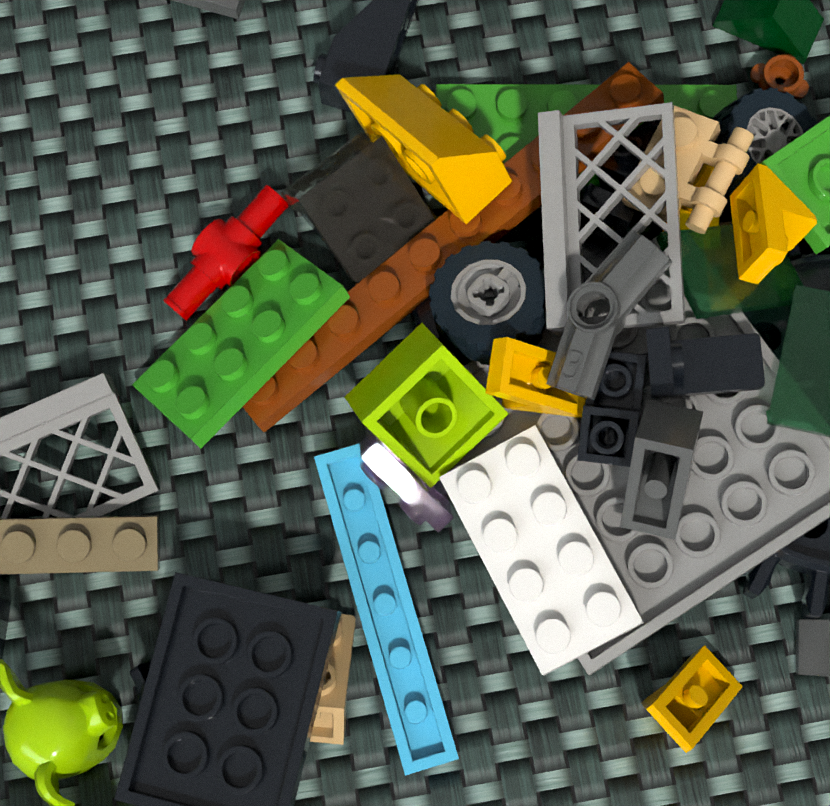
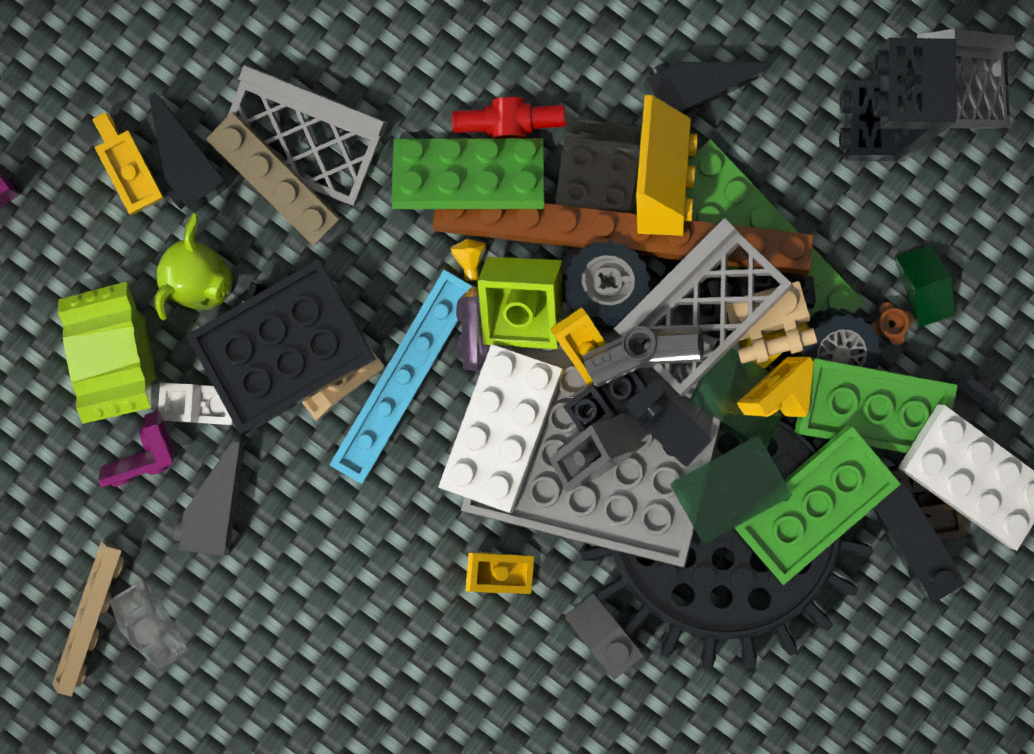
camera: 45 degrees right, 10 degrees up
(323, 419) = (469, 255): none -> yellow rock

